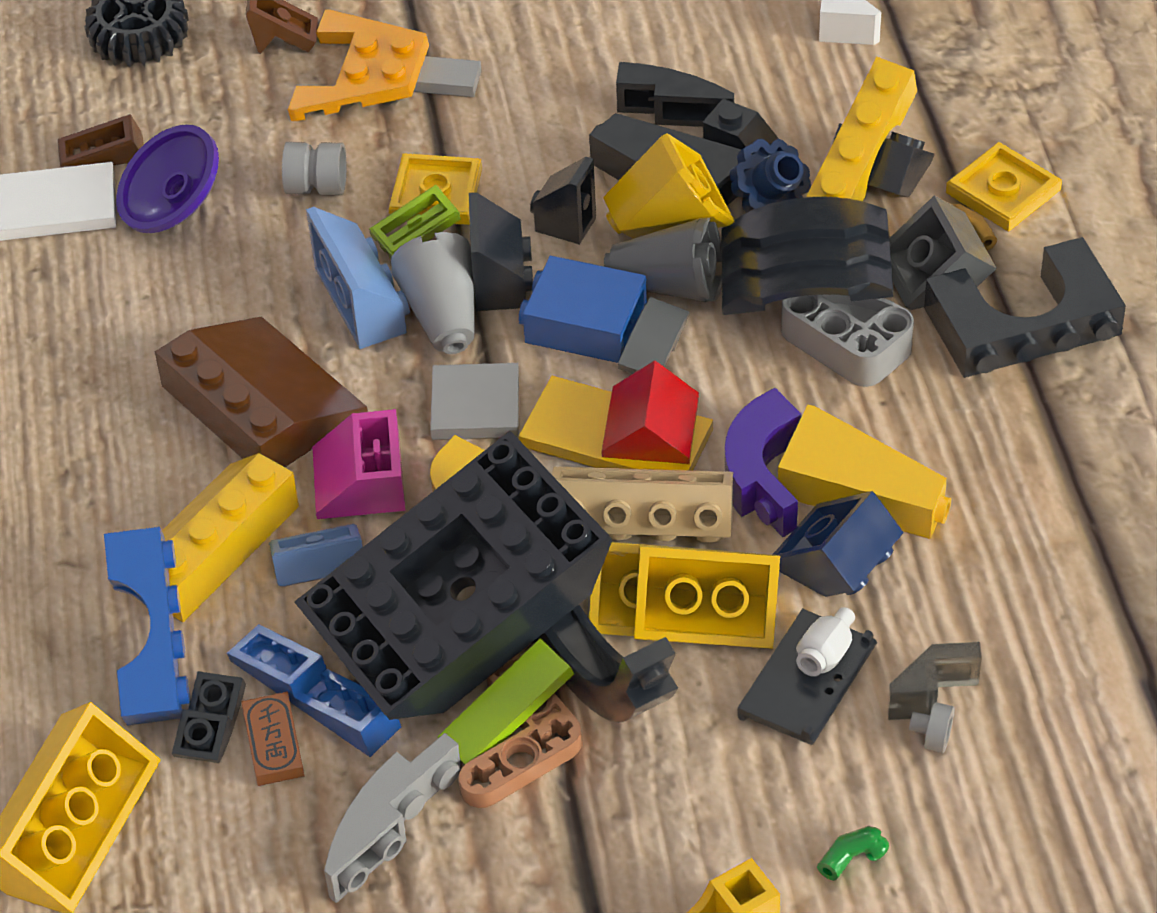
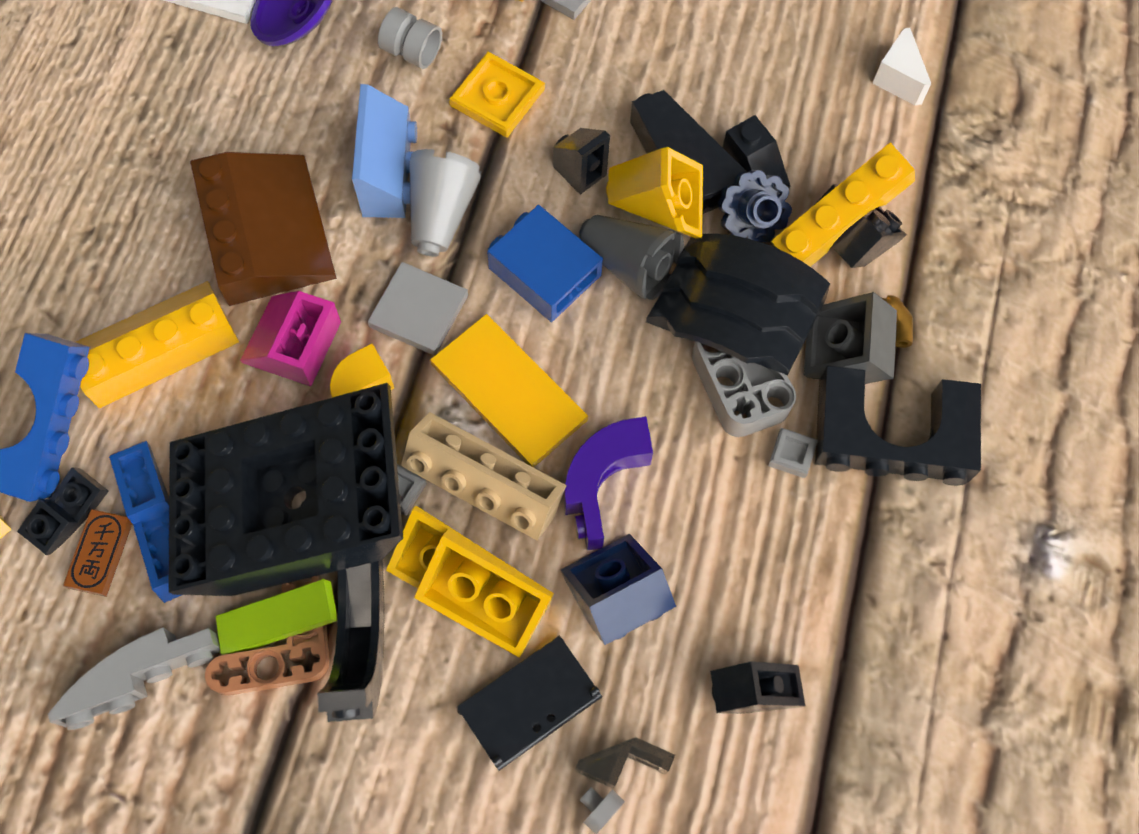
camera: 20 degrees right, 20 degrees up
(313, 553) = (224, 394): medium blue slope -> none
(425, 225) = (462, 134): lime tile -> none
(498, 256) = (499, 183): black slope -> none
(651, 417) = (537, 396): red slope -> none
(653, 335) = (582, 316): dark grey slope -> none
(667, 93) = (721, 86): black slope -> none
(825, 643) = (554, 685): white plant -> none
(839, 461) = (672, 529): yellow slope -> none
(936, 374) = (793, 453): none -> light grey tile
(1003, 186) = (946, 292): yellow tile -> none
(1021, 569) = (757, 687): none -> black slope

